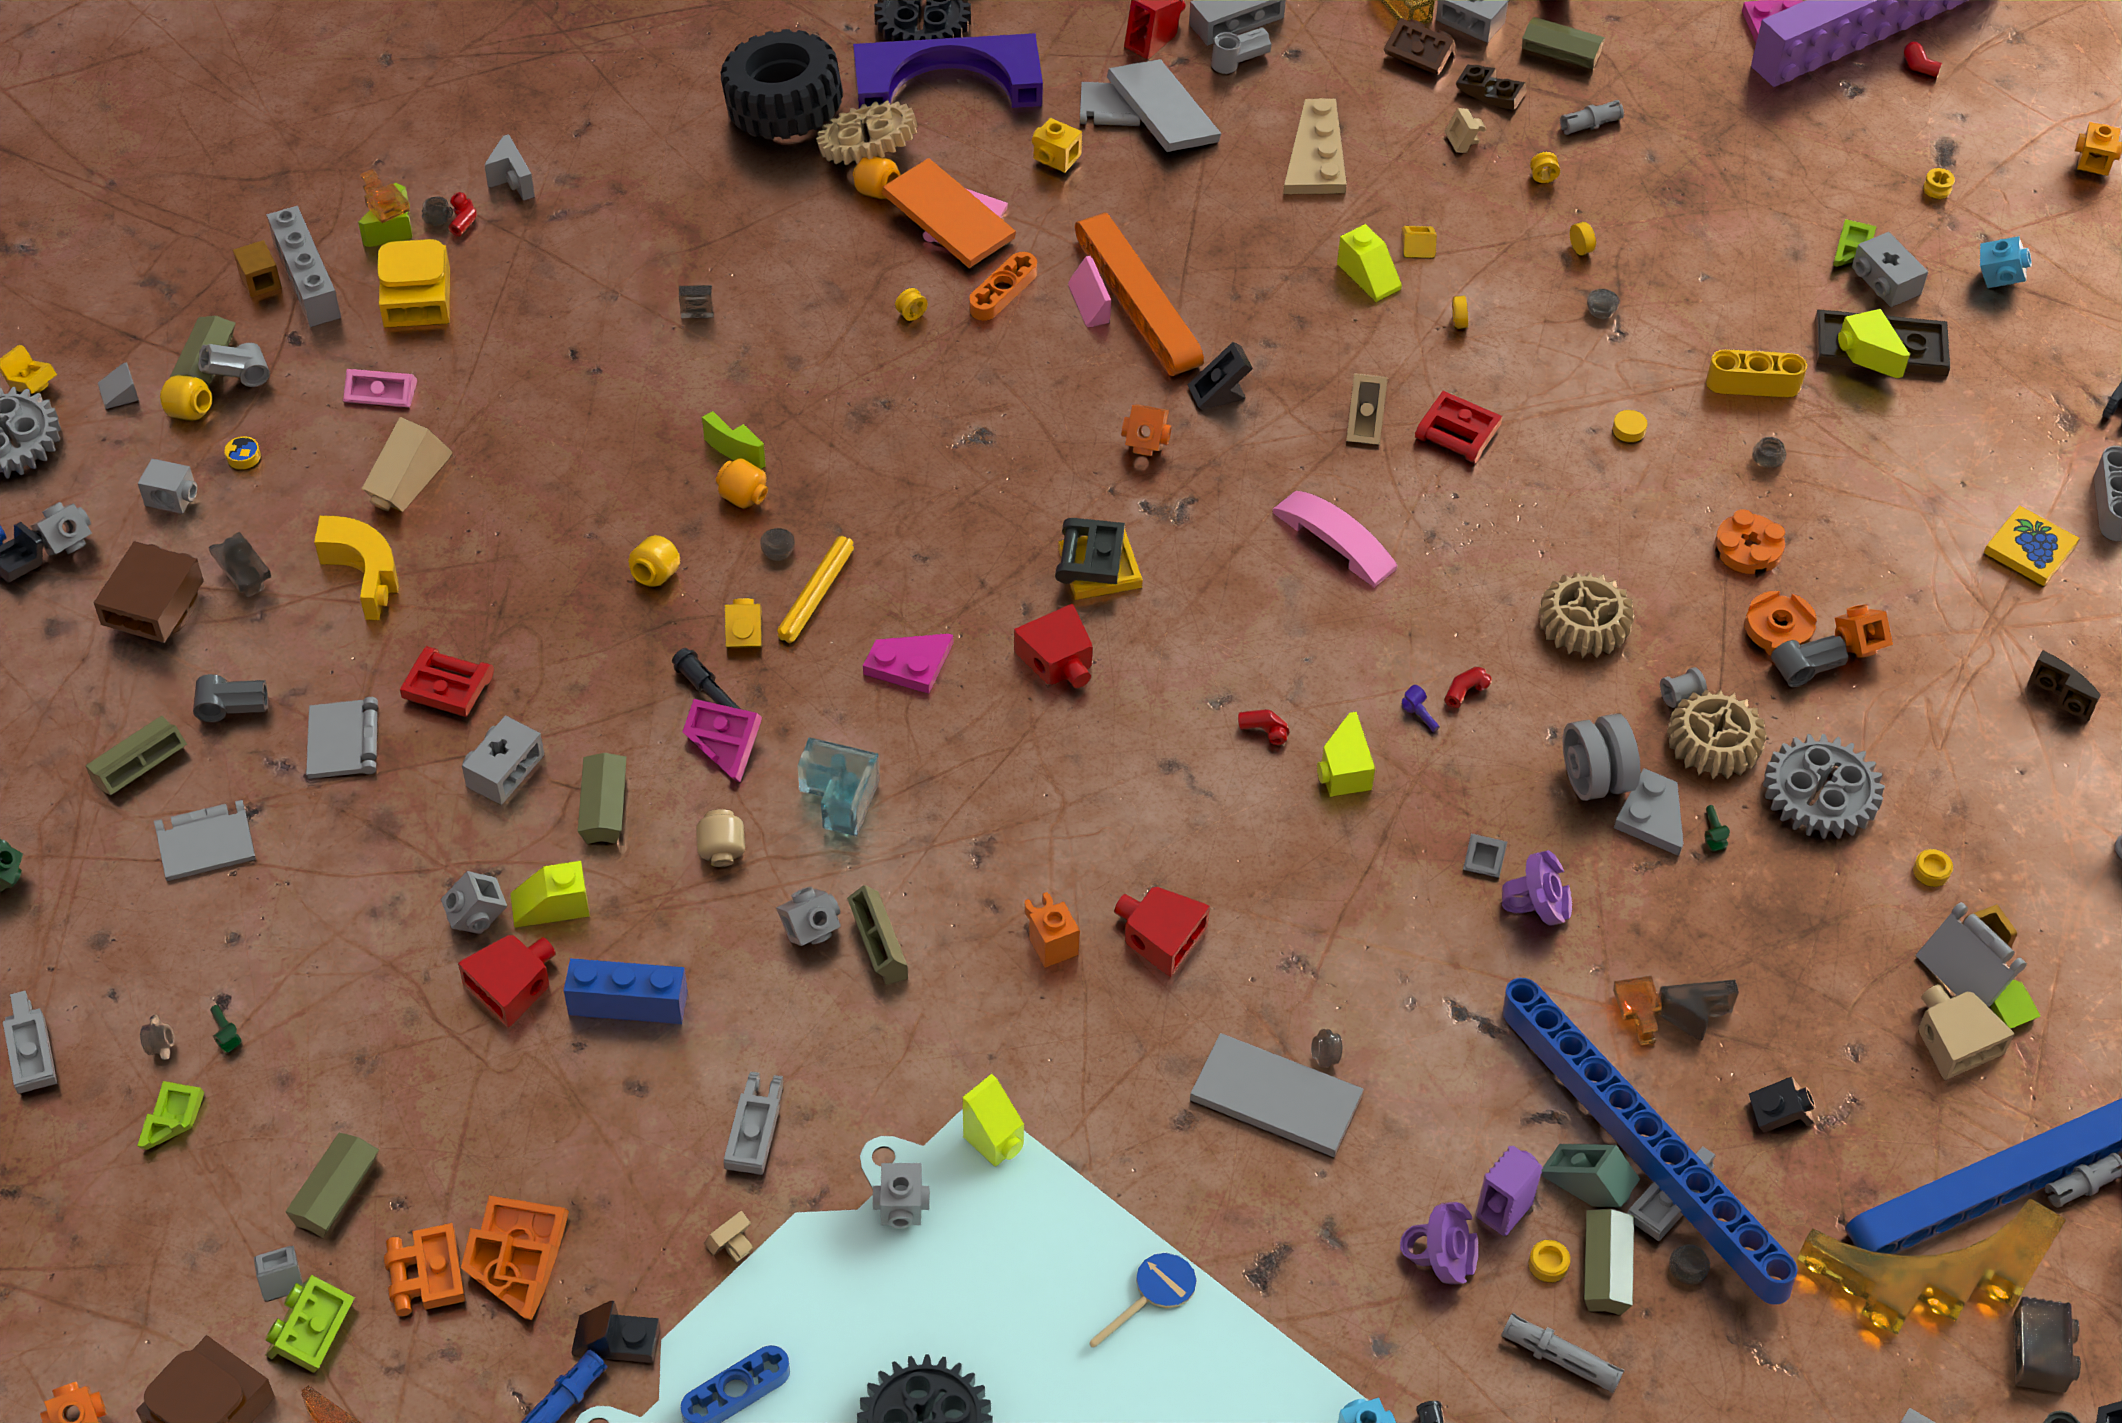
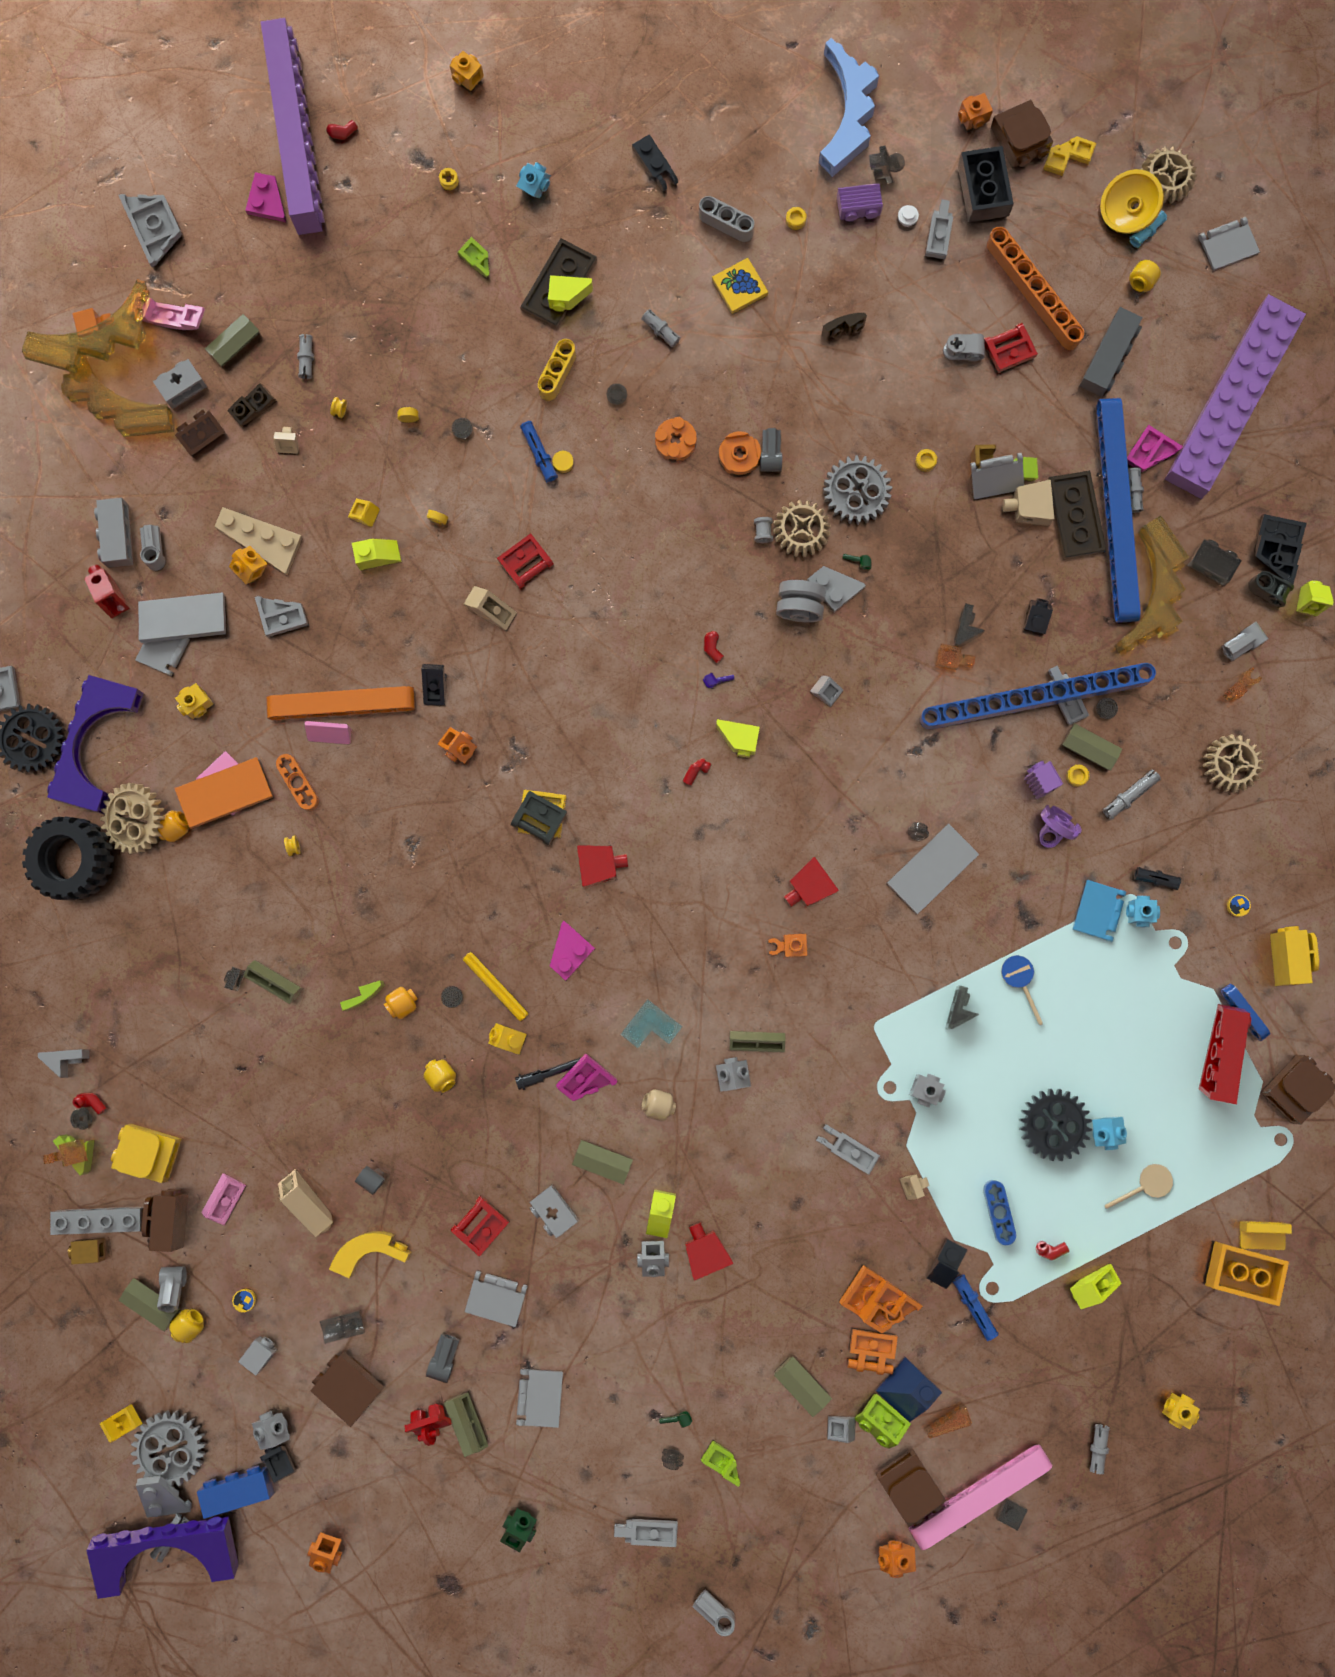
camera: 65 degrees left, 30 degrees up
(118, 387) = (155, 1366): light grey slope -> none
(124, 703) = (428, 1428): none -> red hips
(328, 324) = (165, 1220): none -> reddish brown brick
(376, 1351) = (908, 1390): none -> dark blue slope
(469, 522) = (370, 1179): none -> dark grey piece
(626, 991) = (742, 1192): blue brick -> none
(710, 341) = (272, 981): none -> olive piece
(992, 1122) = (904, 1026): neon yellow slope -> none
(1050, 1201) = (957, 1014): none -> clear smoke slope
(1222, 197) = (280, 615): none -> light grey wing
(1272, 140) = (247, 564): none -> light orange brick
(1333, 1373) = (1099, 910): none -> dark azure piece
(1341, 532) = (575, 669): bright pink slope -> none
(1540, 890) = (871, 672): medium lavender tile -> none
(1586, 614) = (700, 560): tan gear -> none
(1592, 1173) = (1041, 732): sand green slope -> none
(1619, 398) = (548, 472): none -> blue pin
(1863, 630) = (769, 413): orange brick -> none
(1889, 269) = (499, 244): light grey brick -> none
(1900, 471) = (660, 328): none -> light grey pin
(1986, 1110) = (1077, 515): none -> dark brown tile

